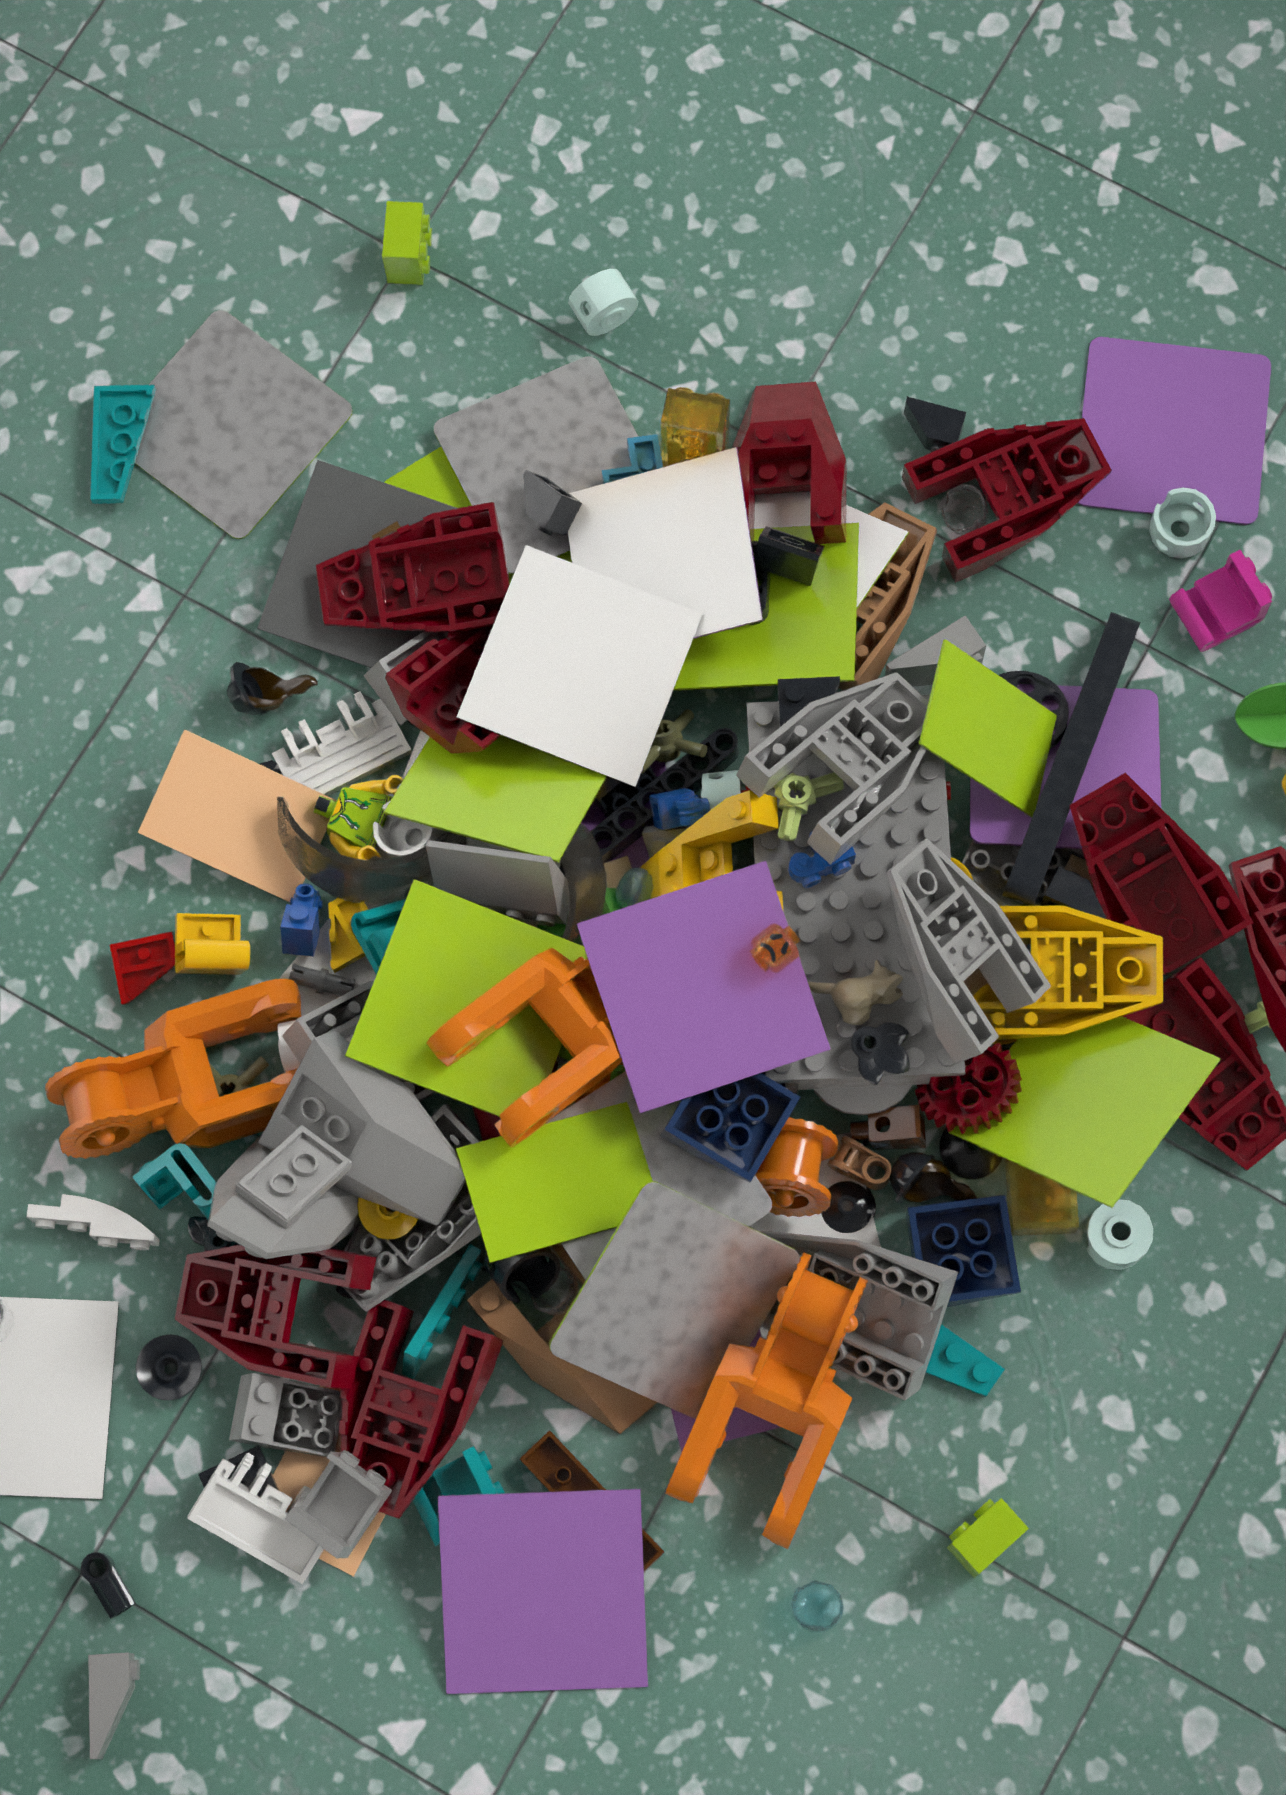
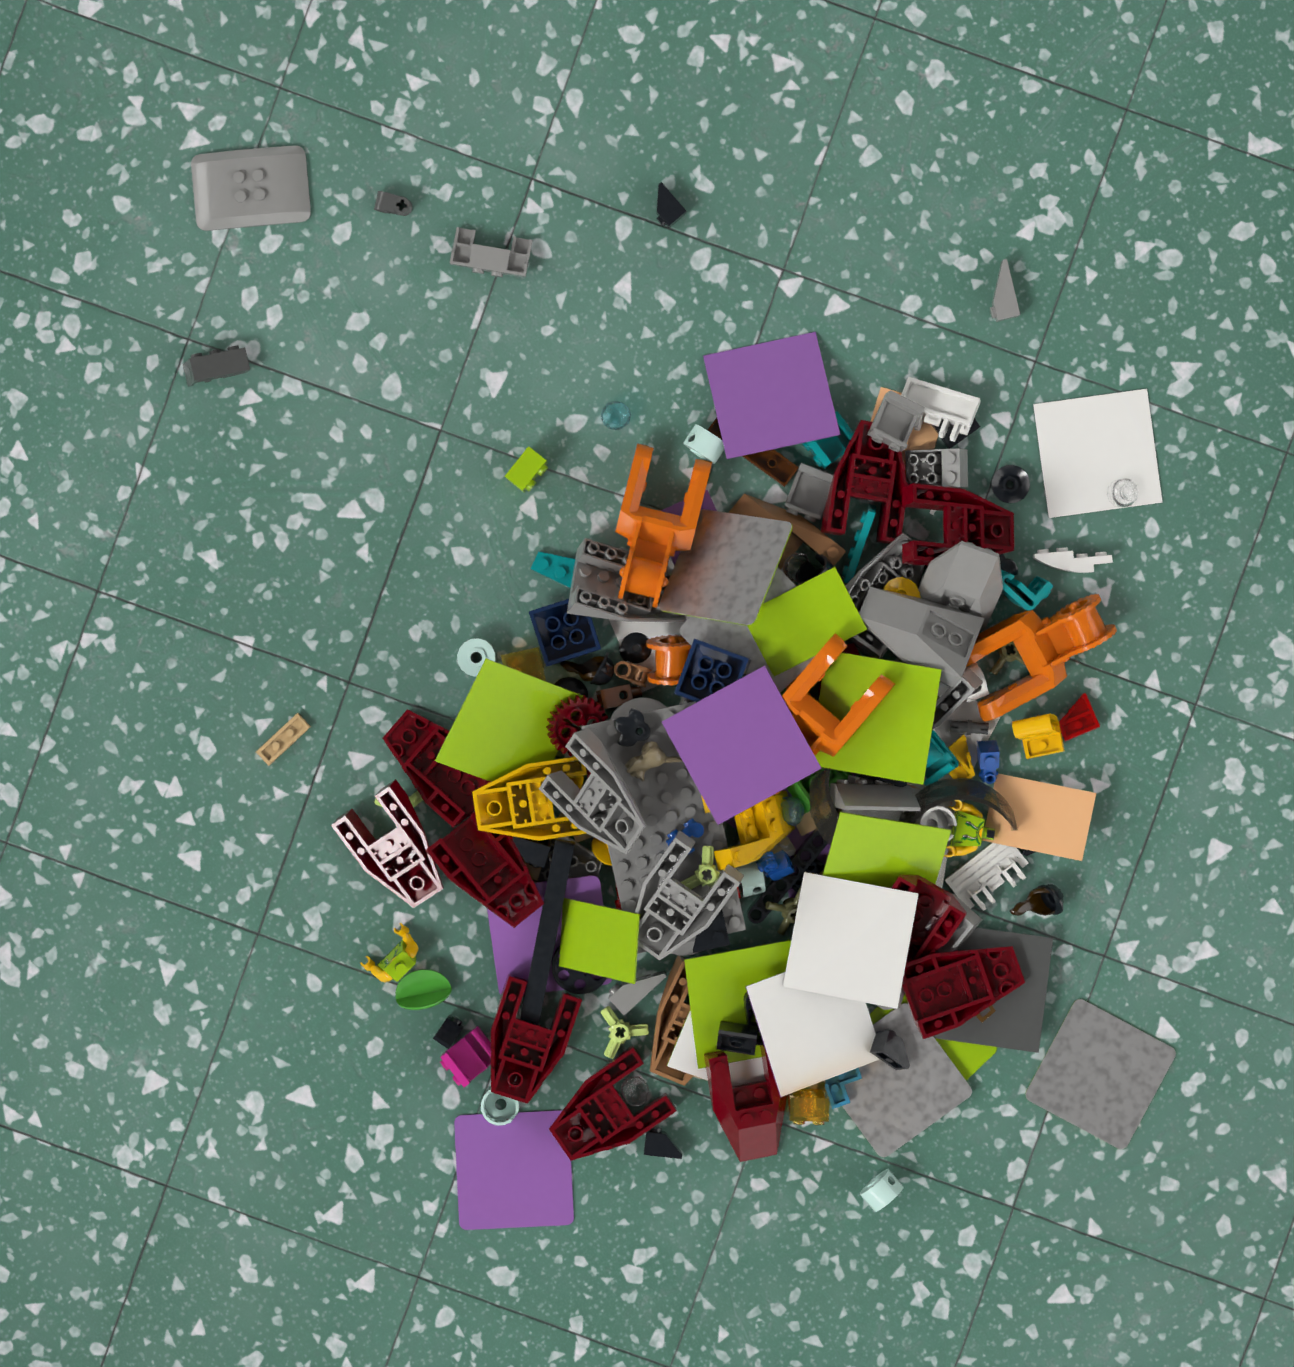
camera: 170 degrees right, 15 degrees up
(108, 1587) = (1017, 355): black piece -> none
(118, 428) = (1168, 1053): teal wing -> none
(293, 1176) = (957, 595): light grey tile -> none
(406, 243) = (1013, 1209): lime brick -> none
(510, 1413) = (809, 493): none -> light grey panel
(671, 1524) = (705, 444): none -> light aqua piece
(774, 948) = (703, 772): clear orange head -> none
(977, 593) = (614, 1023): none -> yellowish green bush
(1131, 590) = (524, 1051): none -> dark red wedge
(1251, 644) = (448, 1031): none -> black slope

